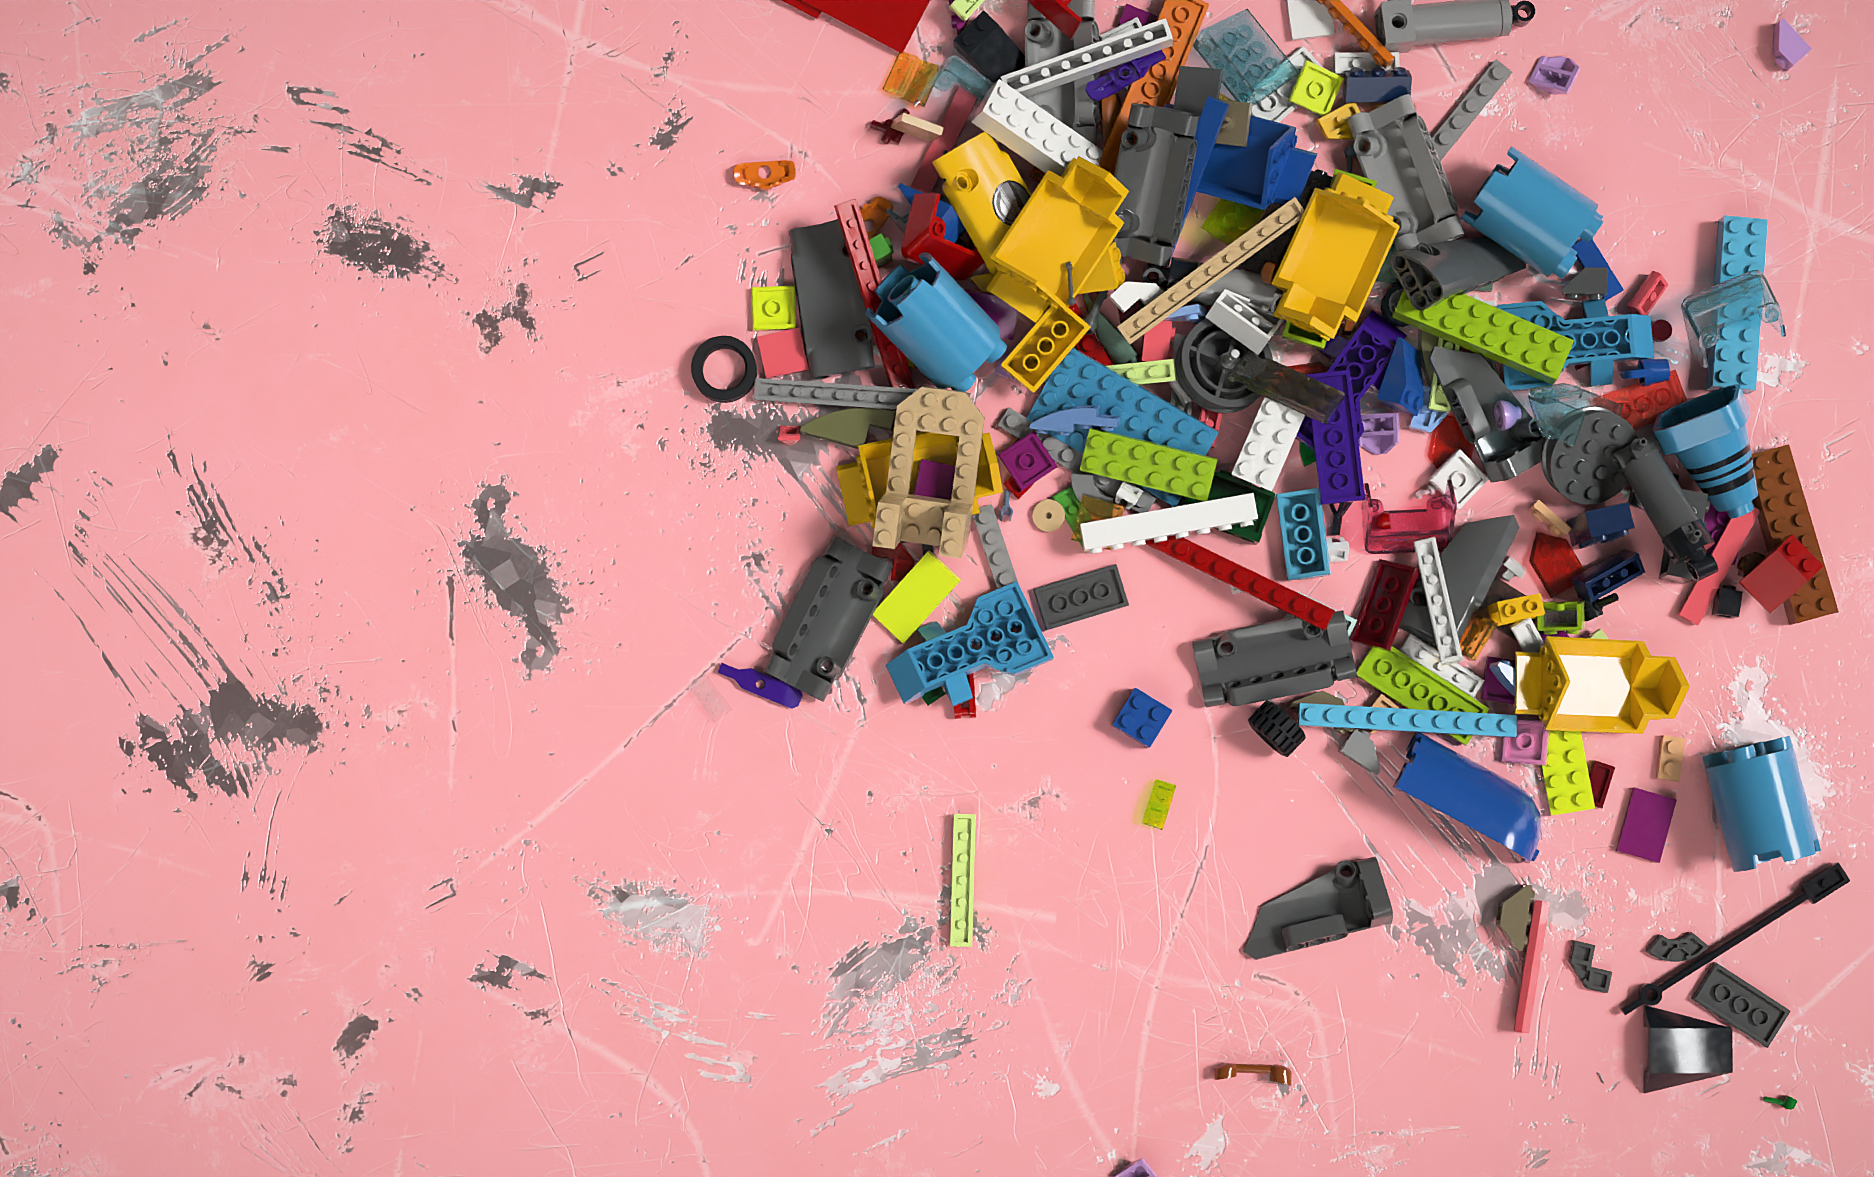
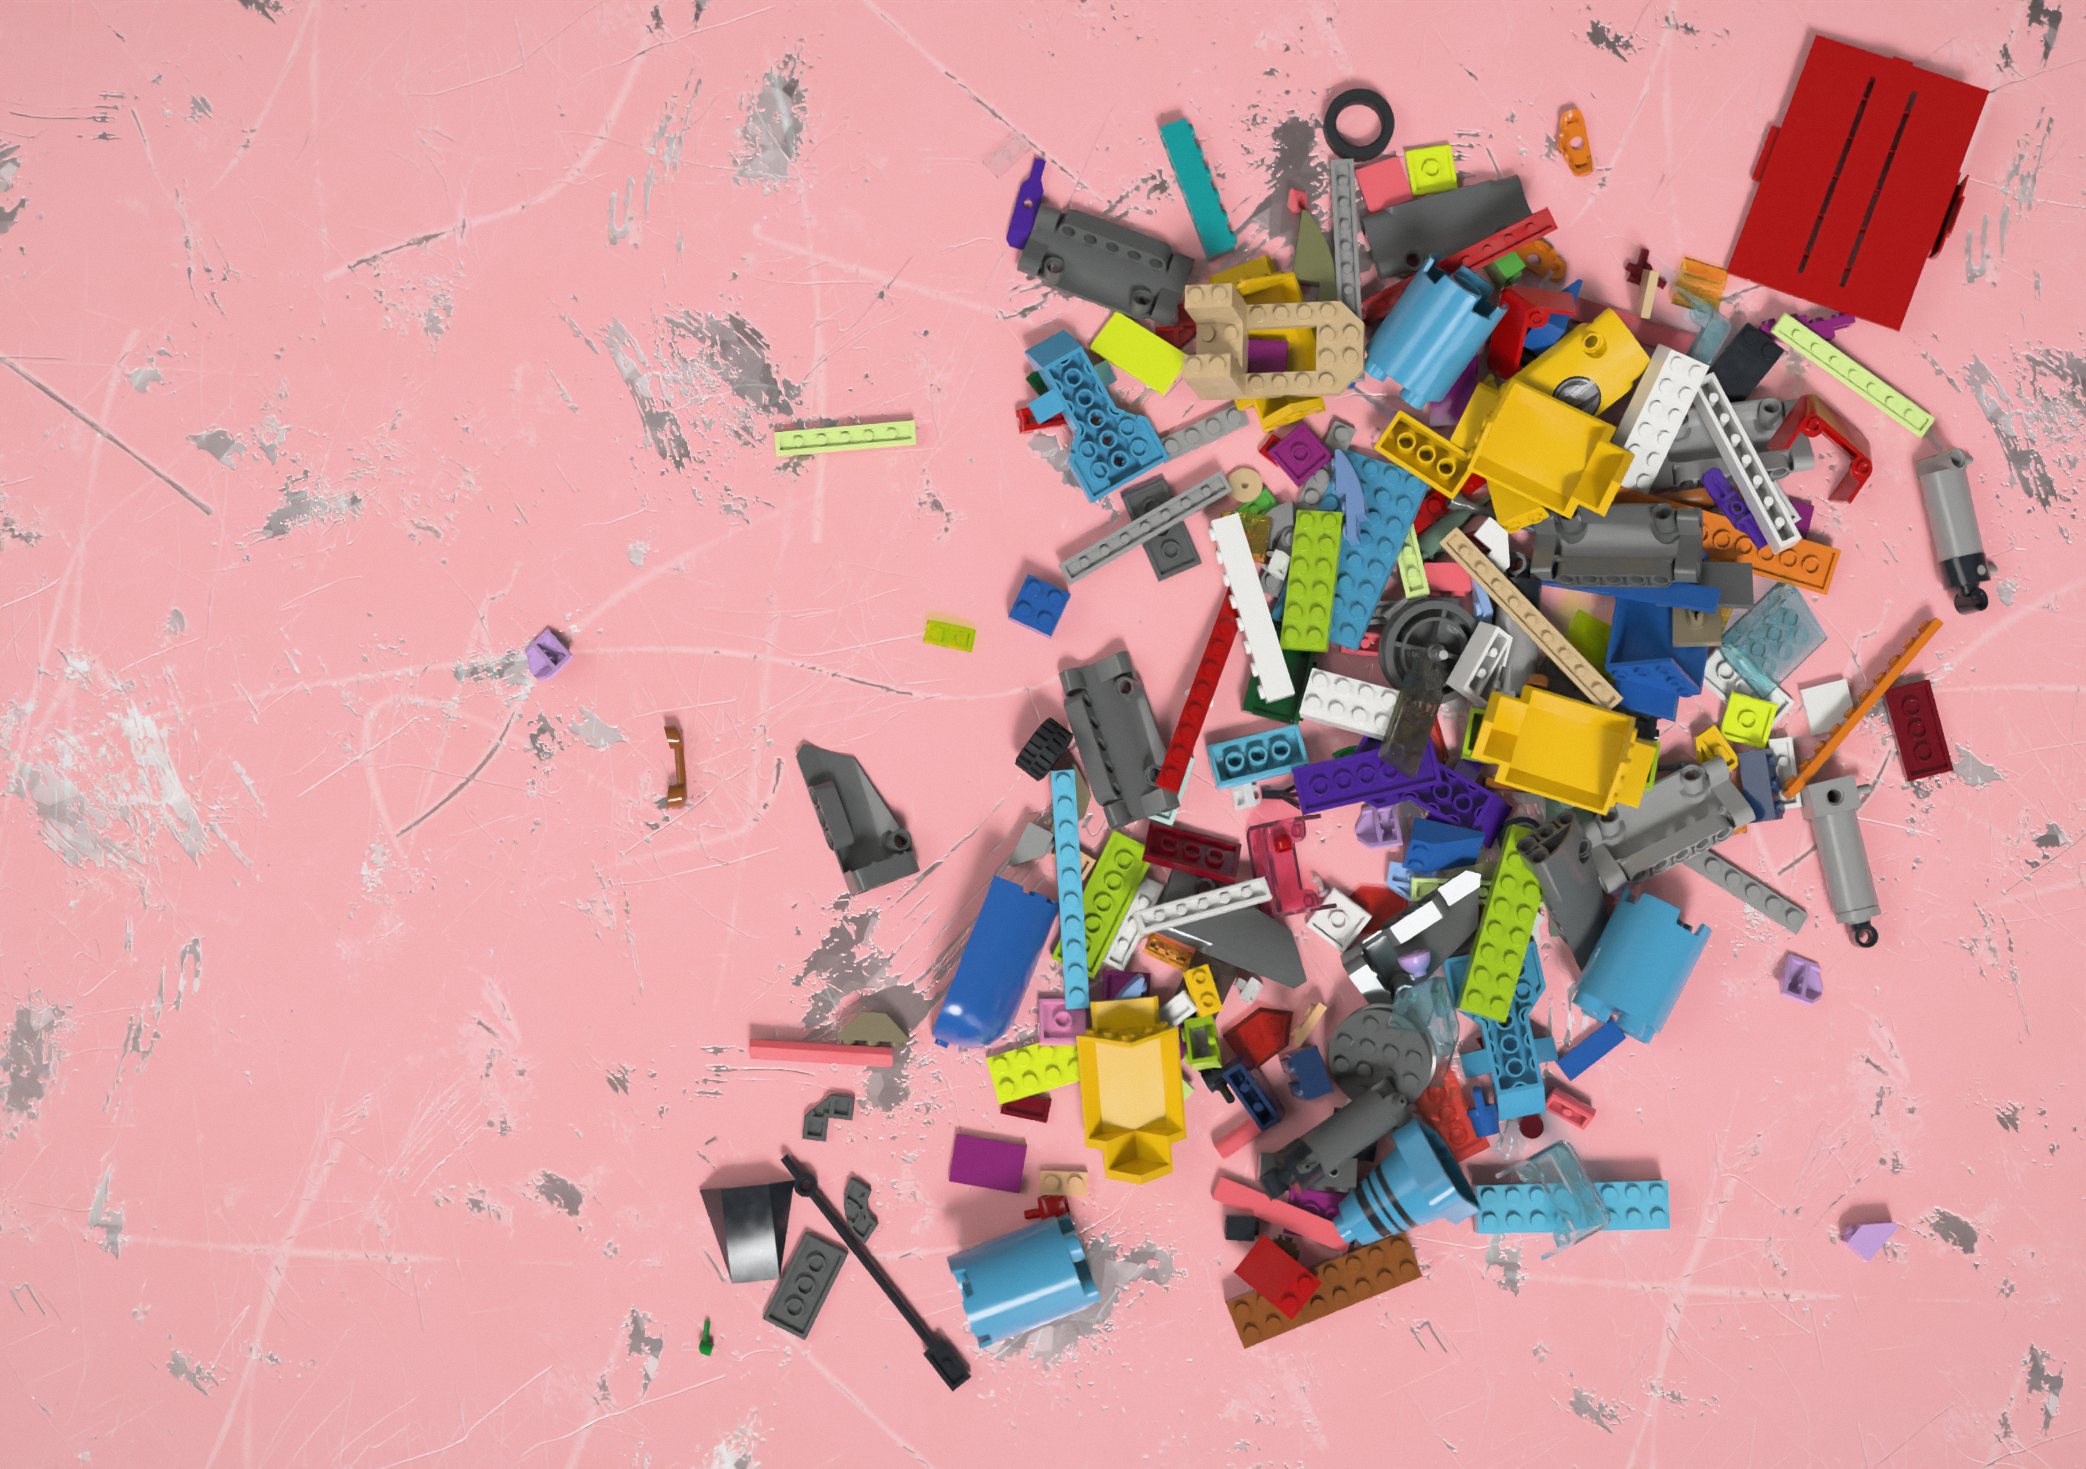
camera: 80 degrees right, 0 degrees up
(766, 525) = (1197, 190): none -> teal brick
(1006, 509) = (1245, 439): sand blue hand -> none
(1071, 301) = (1514, 467): dark grey hinge -> none
(1080, 611) = (1145, 528): none -> light grey plate
(1589, 282) = (1573, 1037): dark grey slope -> none
(1647, 596) = (1237, 1138): none -> coral brick
(1693, 773) = (1048, 1206): none -> red piece

